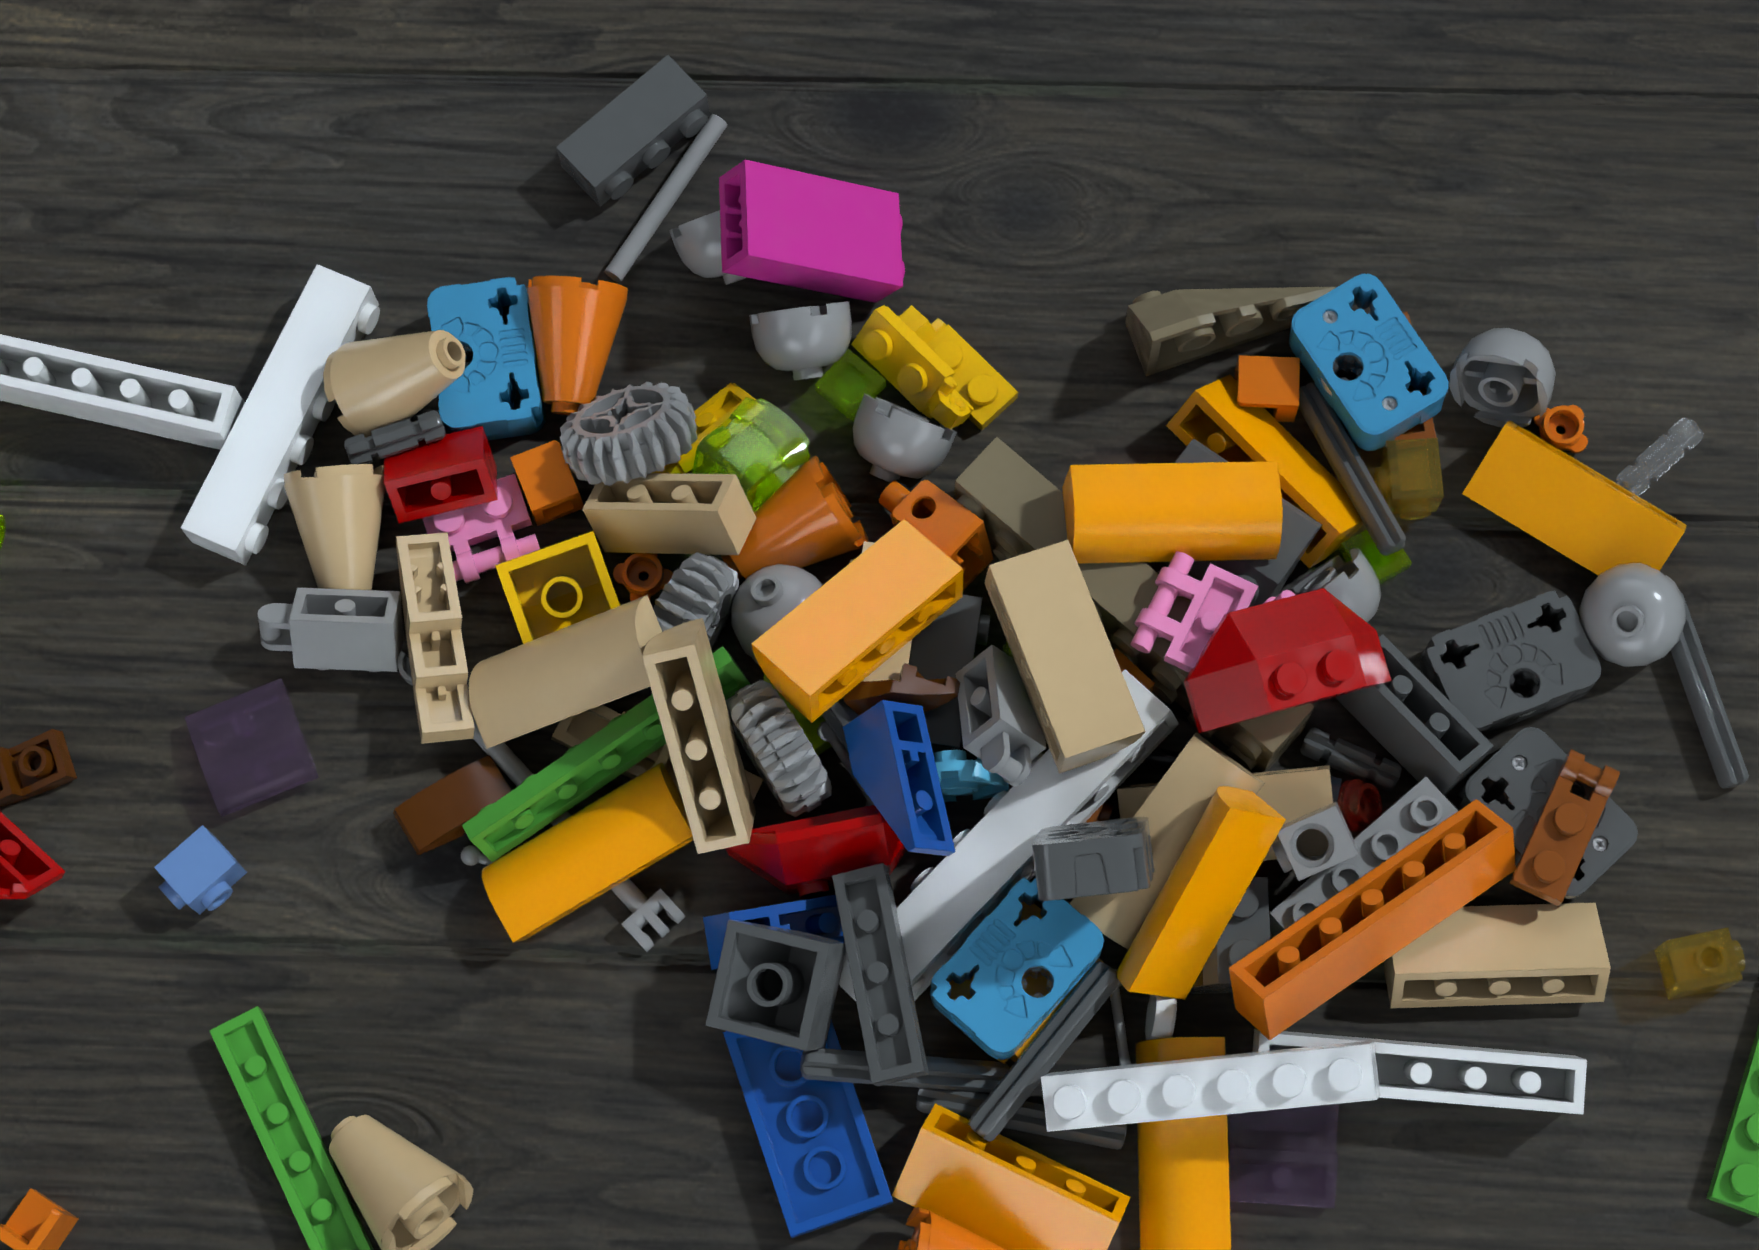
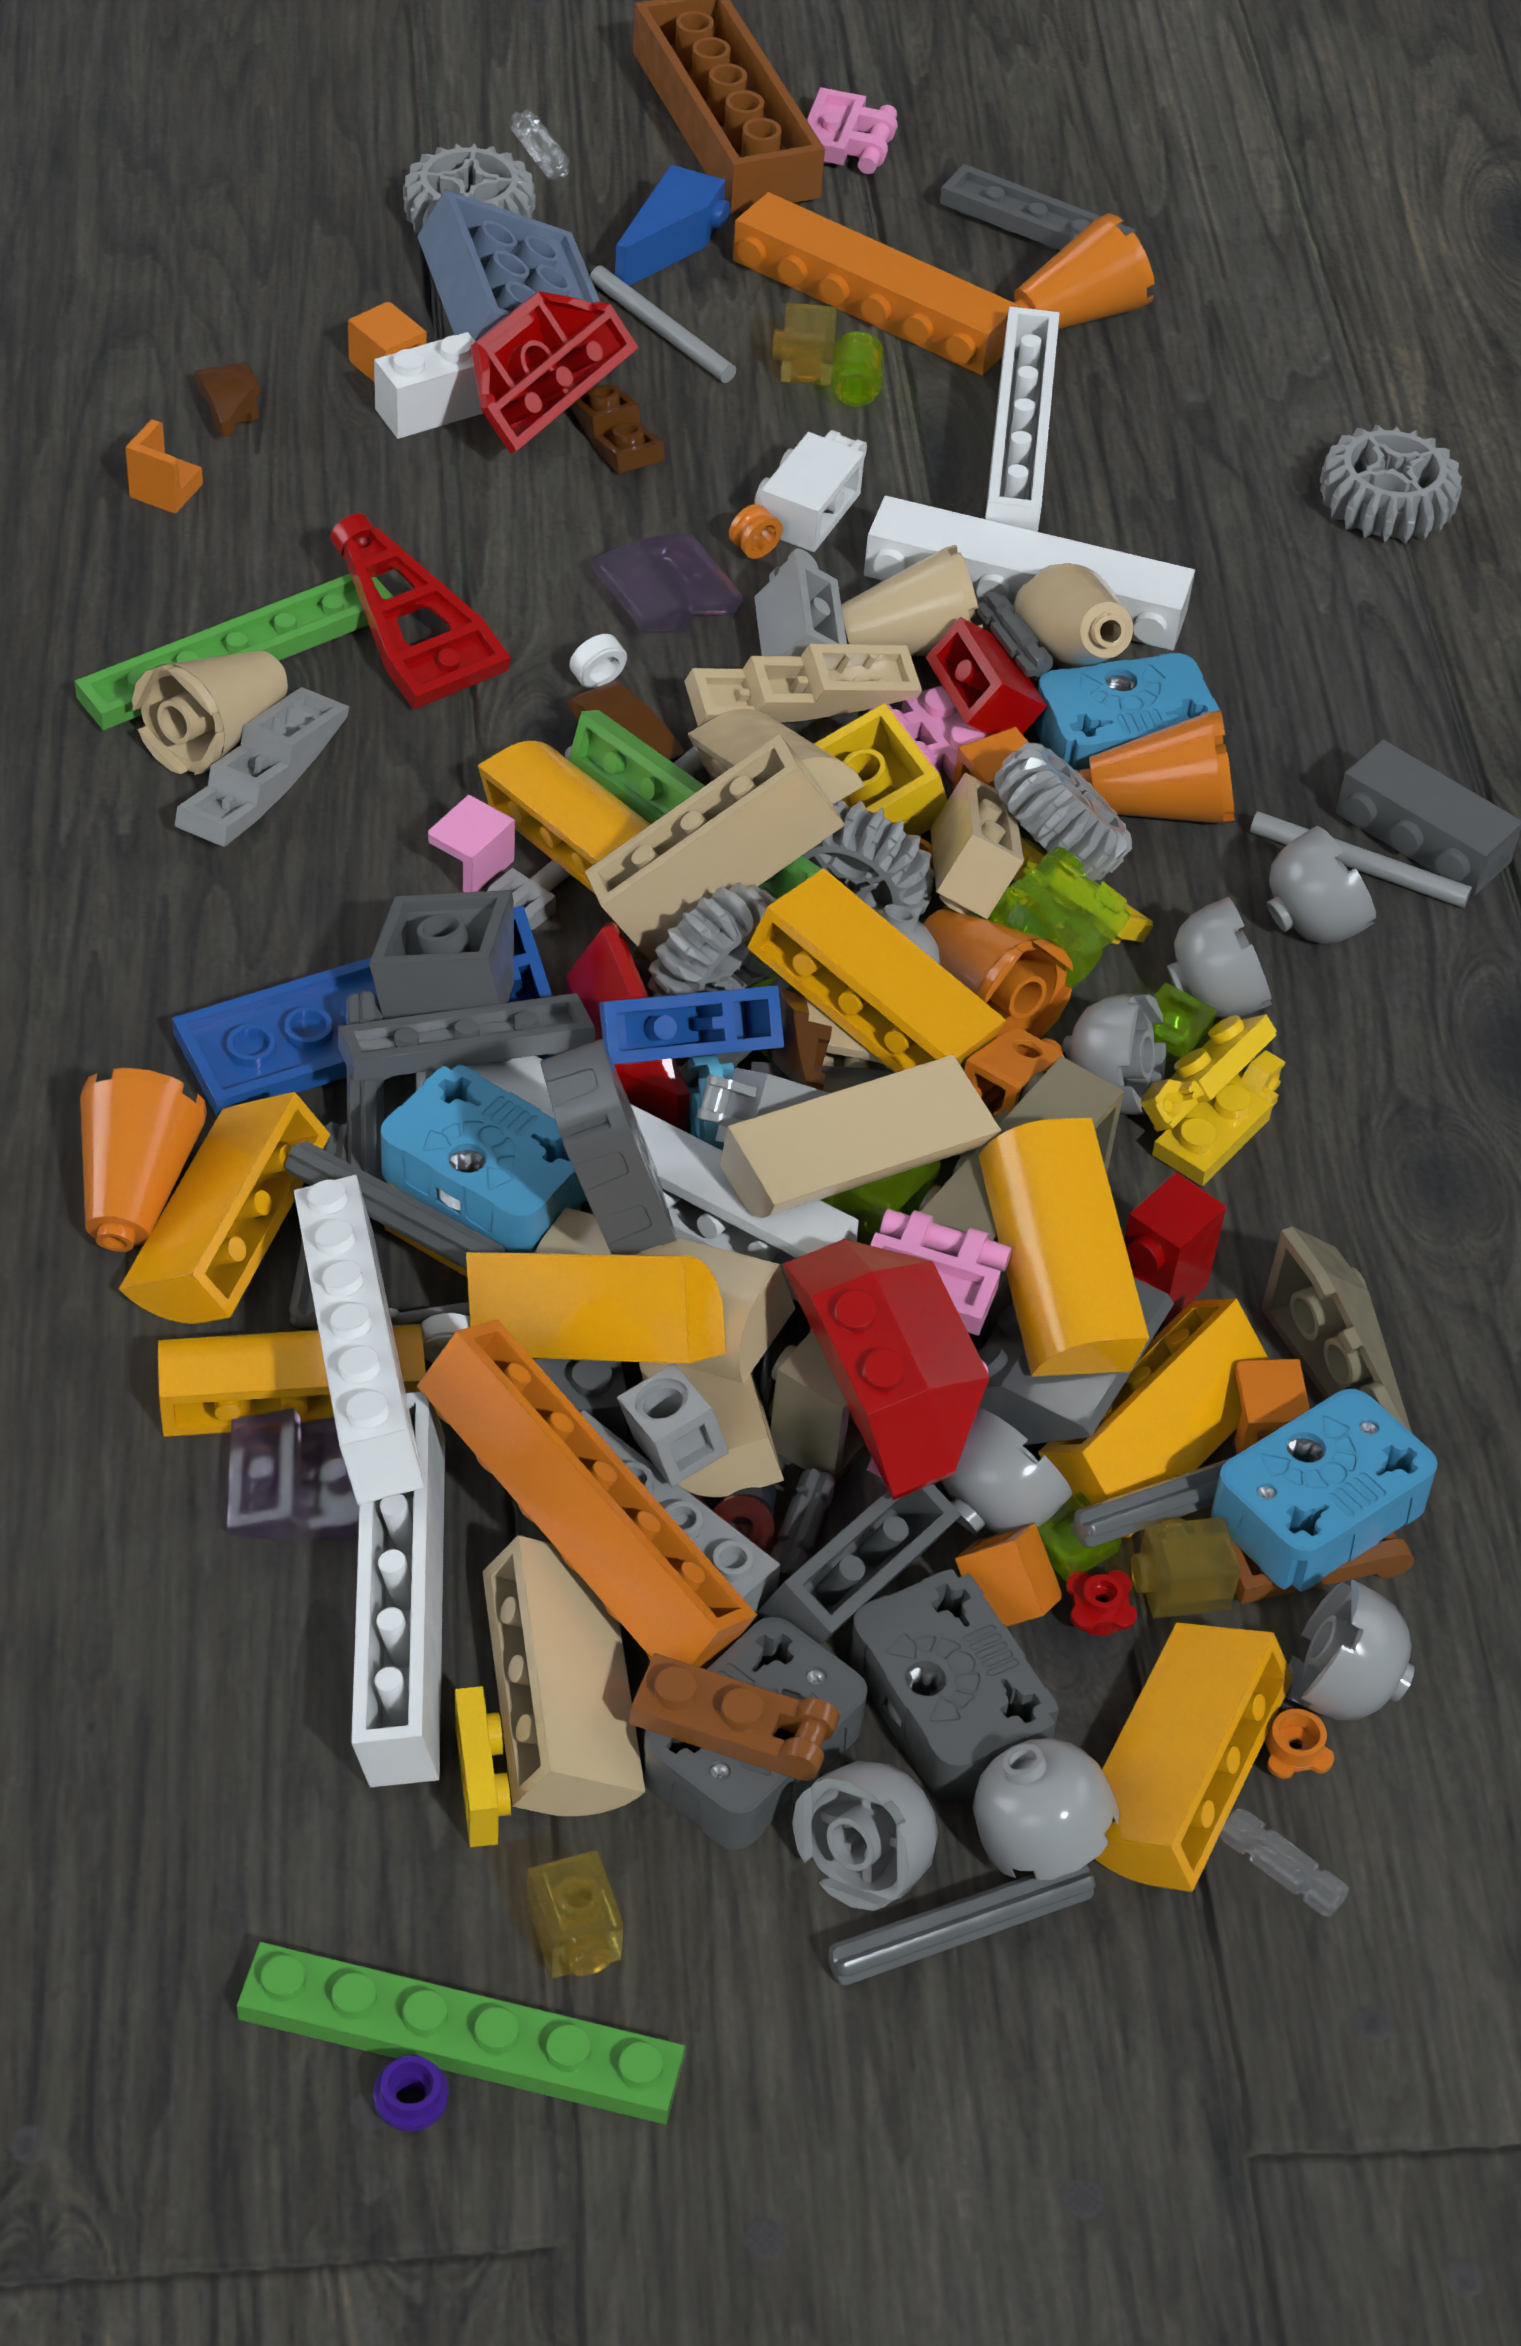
camera: 75 degrees right, 25 degrees down
(136, 593) = (814, 487): none -> white brick
(157, 73) = (1390, 483): none -> light grey gear
(192, 656) = (755, 531): none -> orange bush
(199, 872) = (532, 552): medium blue brick -> none
(345, 960) = (435, 666): none -> red plate
(360, 821) = (598, 660): none -> white tile
(465, 1144) = (263, 768): none -> light grey slope
(594, 955) = (478, 838): none -> bright pink panel
(810, 232) = (1340, 940): dark pink brick -> none
(1124, 428) = (1175, 1240): none -> red brick
(1413, 609) = (1013, 1574): none -> orange panel
(1426, 558) = (1096, 1616): none -> red plate
(1591, 1022) = (483, 1791): none -> yellow plate
(1644, 740) = (866, 1833): none -> light grey cylinder

